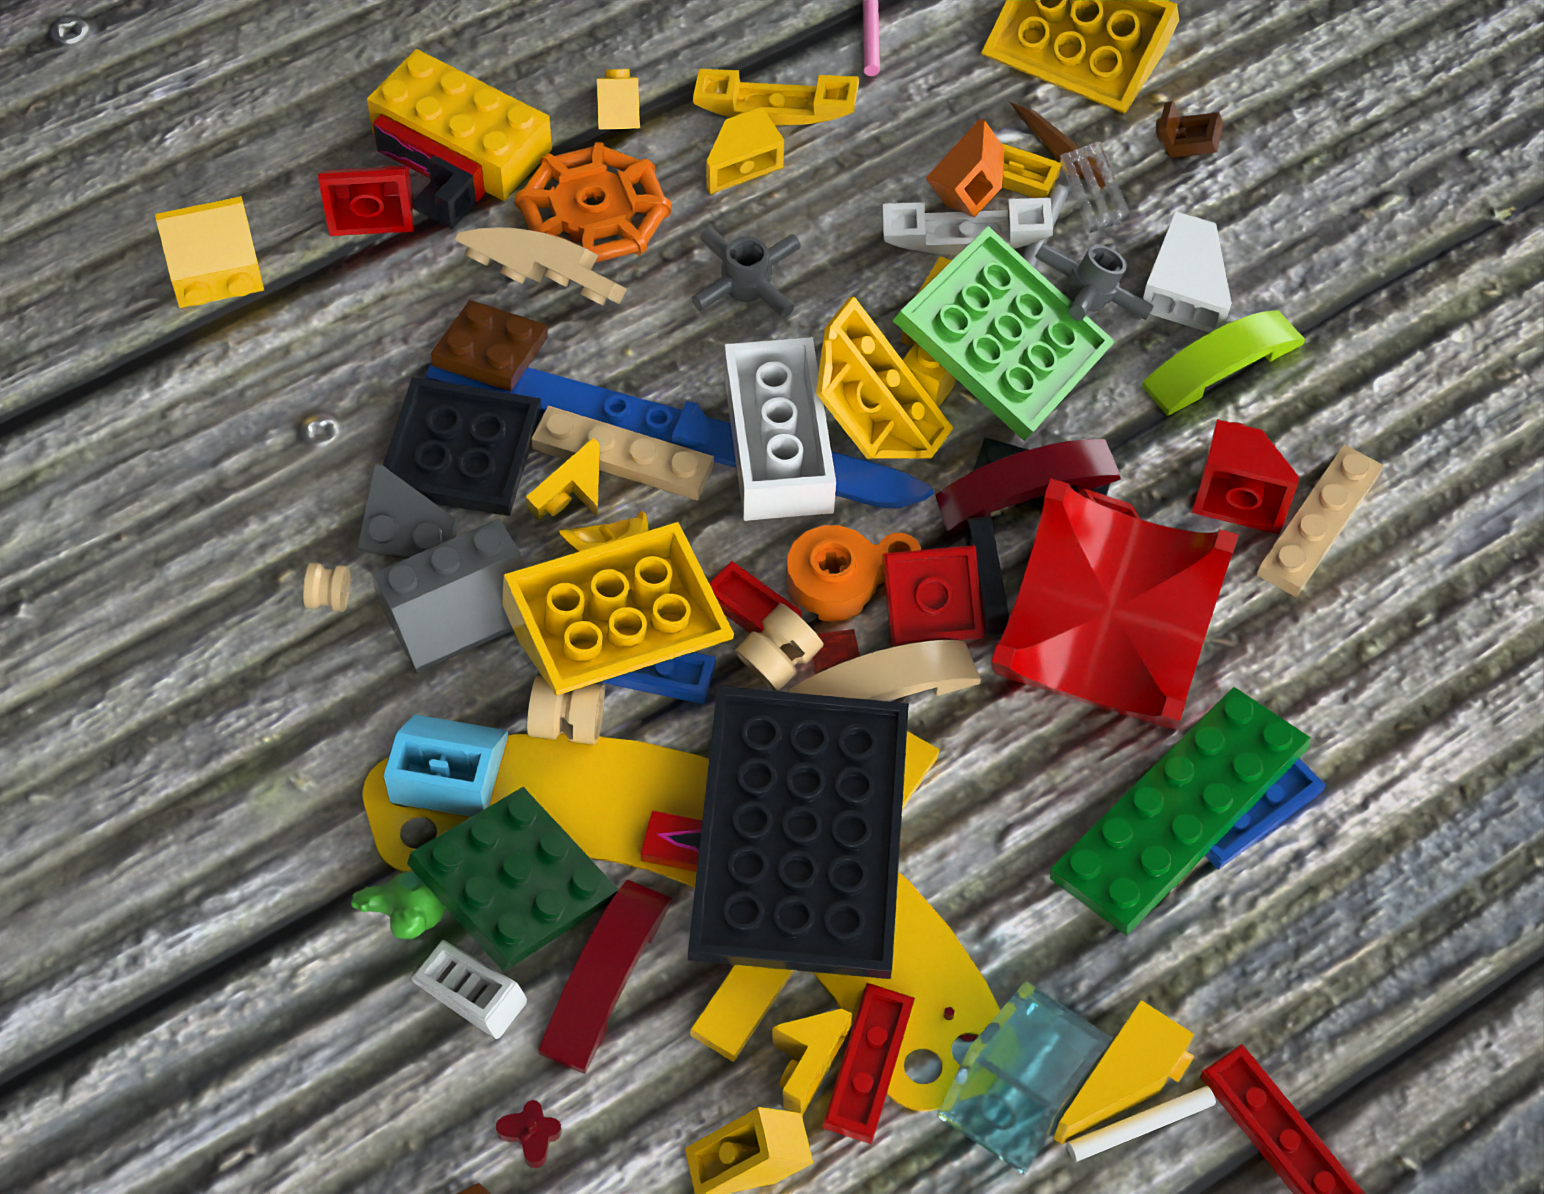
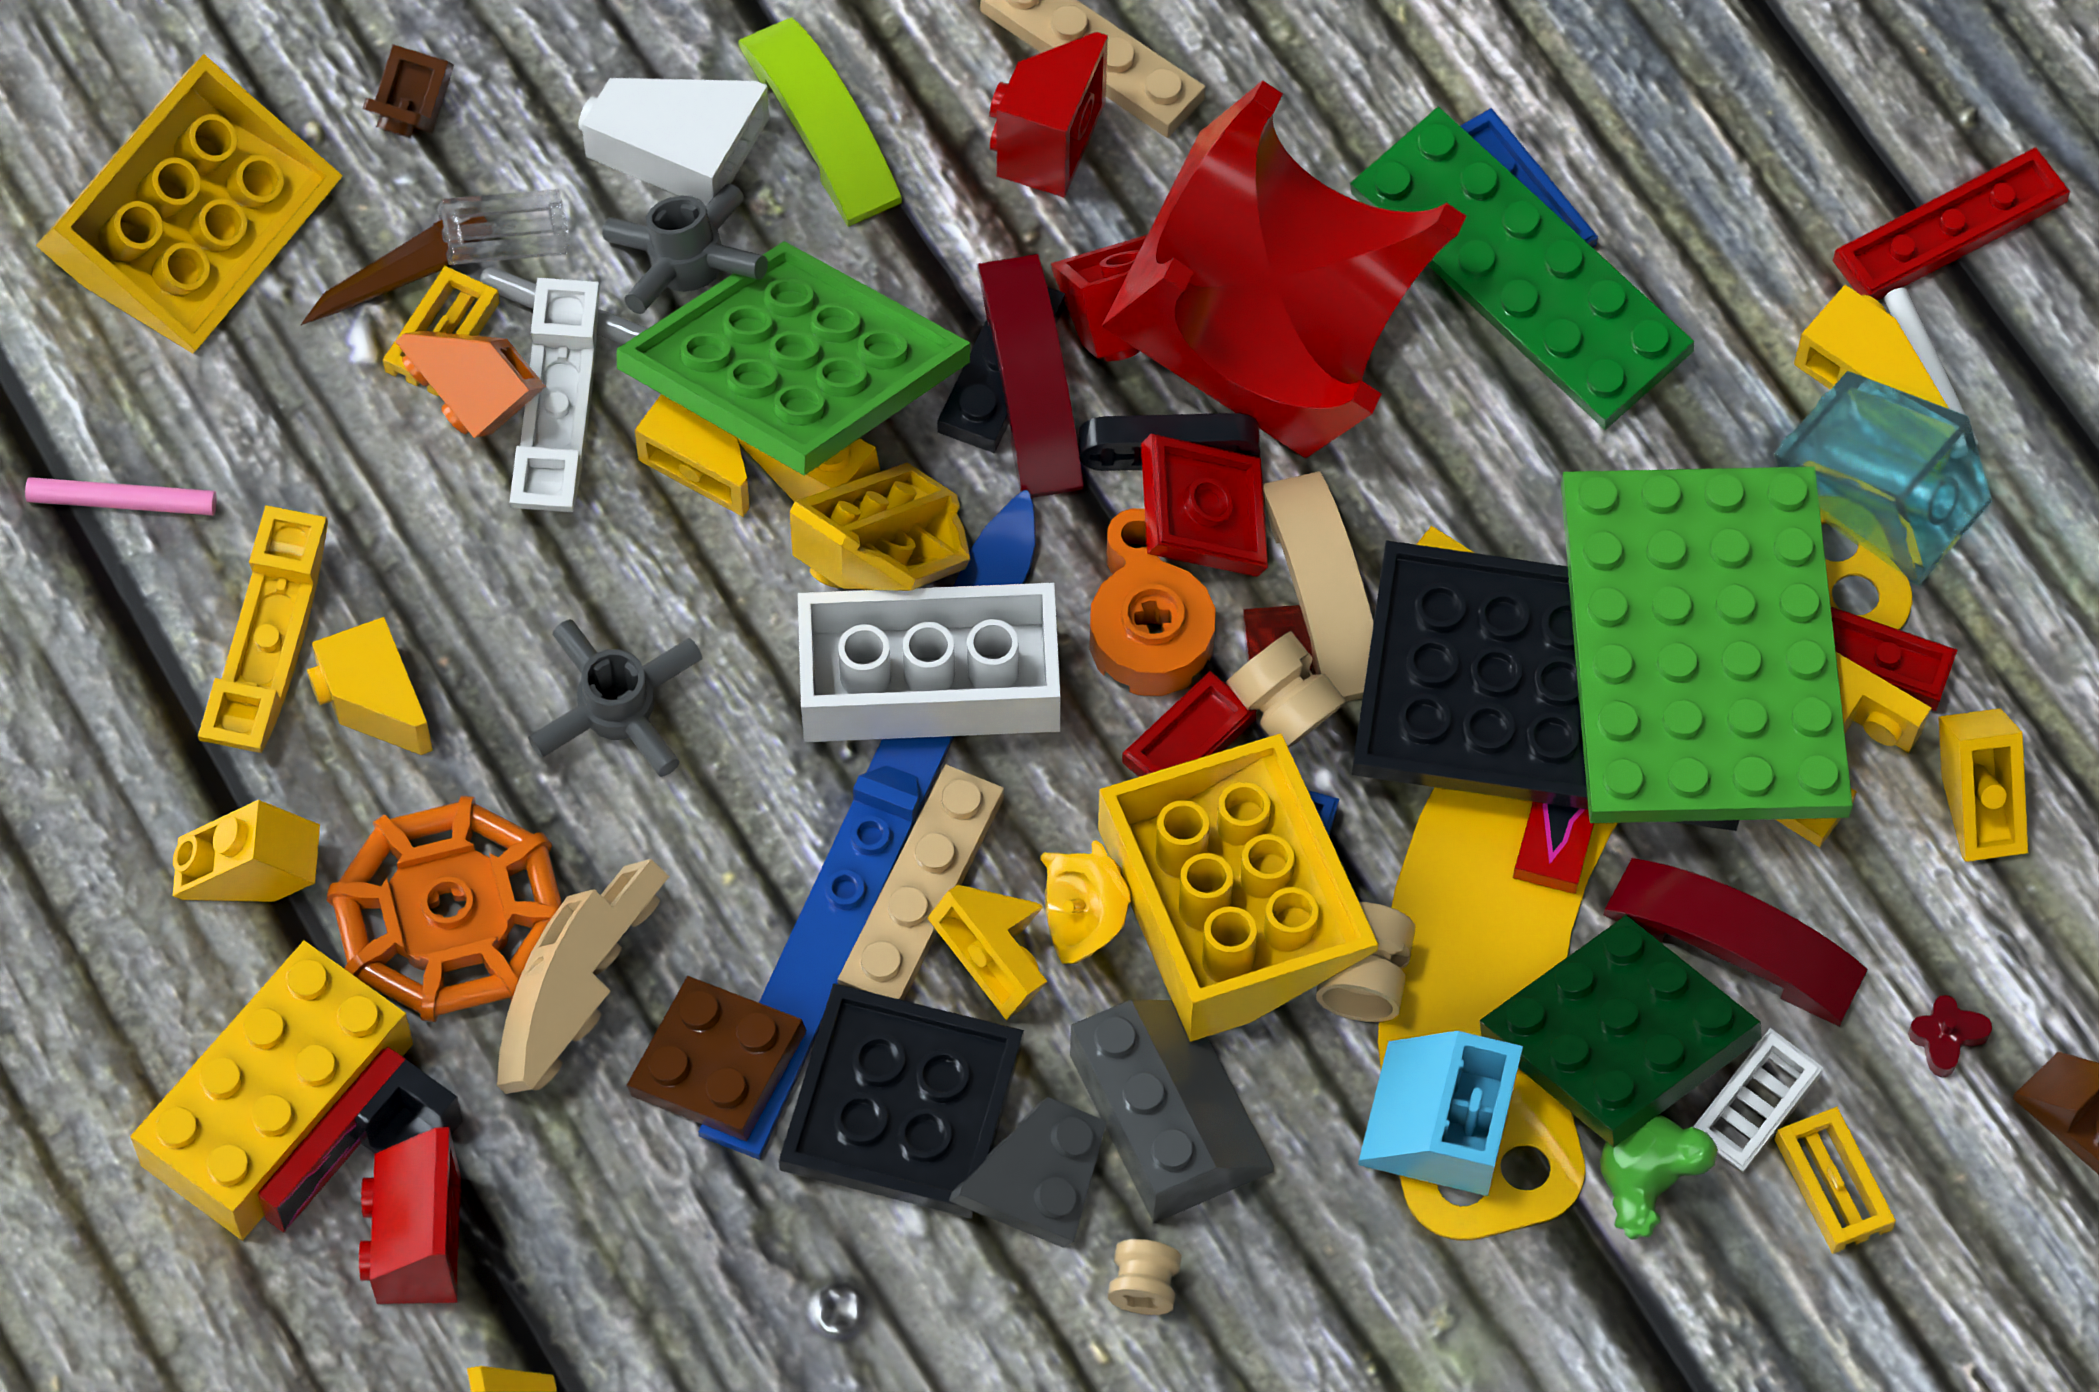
camera: 85 degrees left, 5 degrees up
(413, 1061) = (1874, 1201): none -> yellow tile
(838, 923) = (1704, 645): none -> bright green plate

